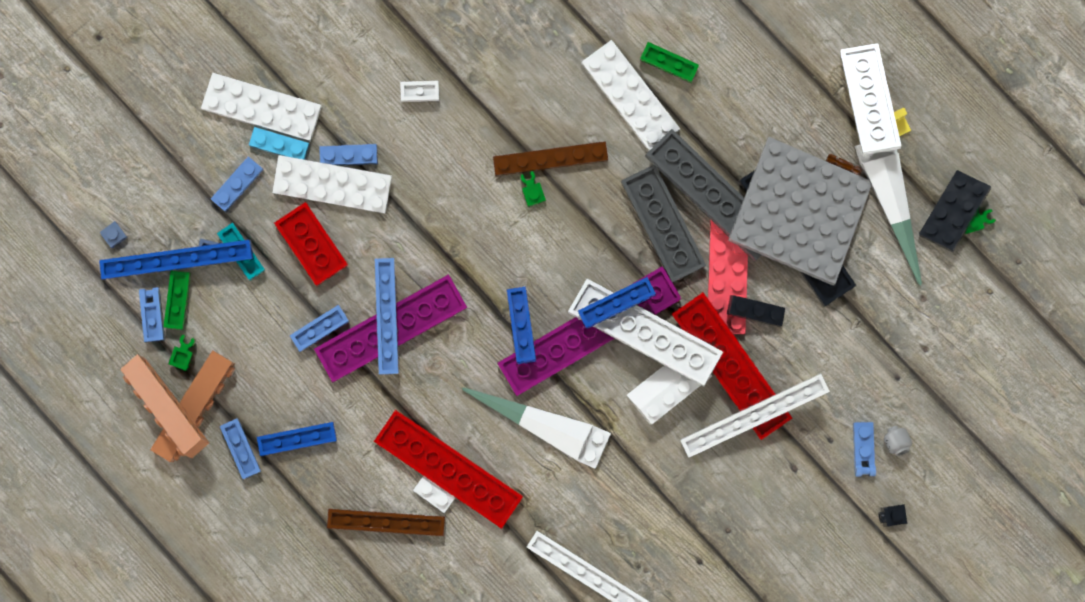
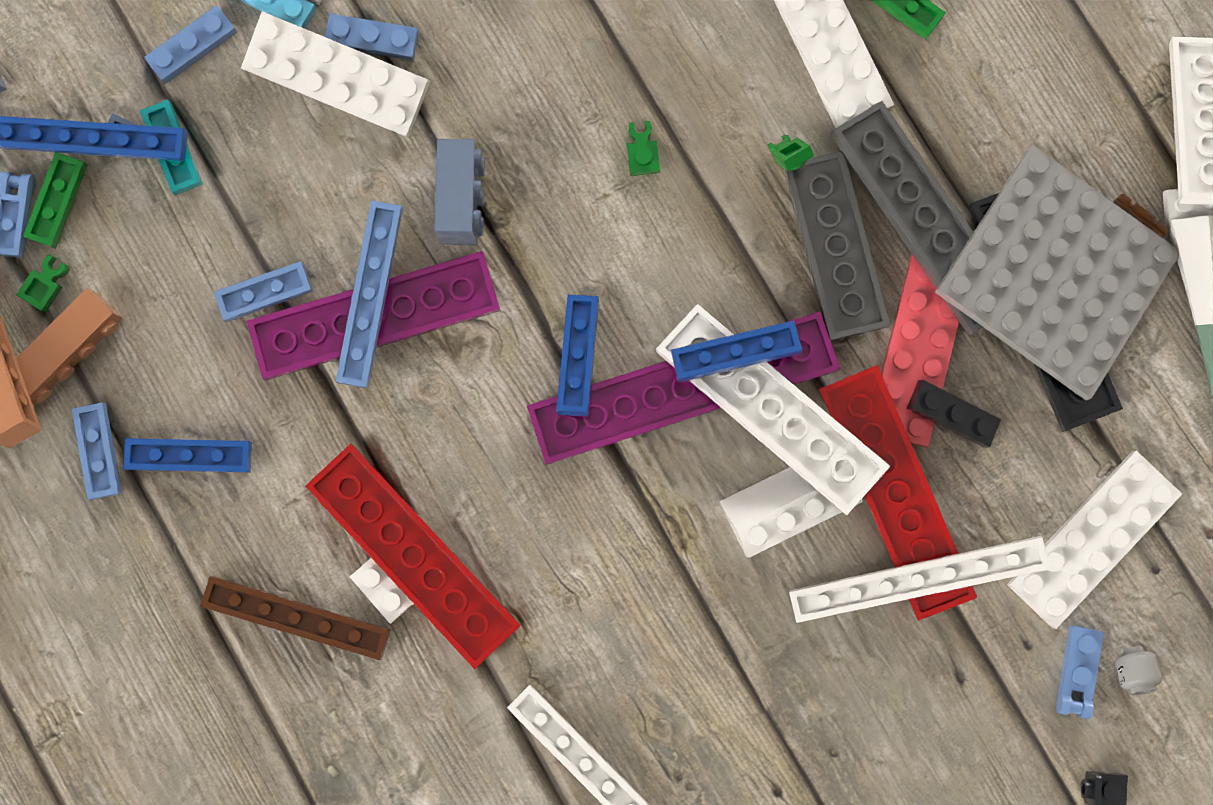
camera: 20 degrees right, 0 degrees up
(311, 244) = (281, 159): red plate -> none
(427, 241) = (459, 192): none -> sand blue brick
(550, 158) = (682, 108): reddish brown plate -> none
(570, 436) = (621, 550): white plate -> none
(623, 173) = (790, 153): none -> green plate
(857, 367) = (1096, 538): none -> white plate

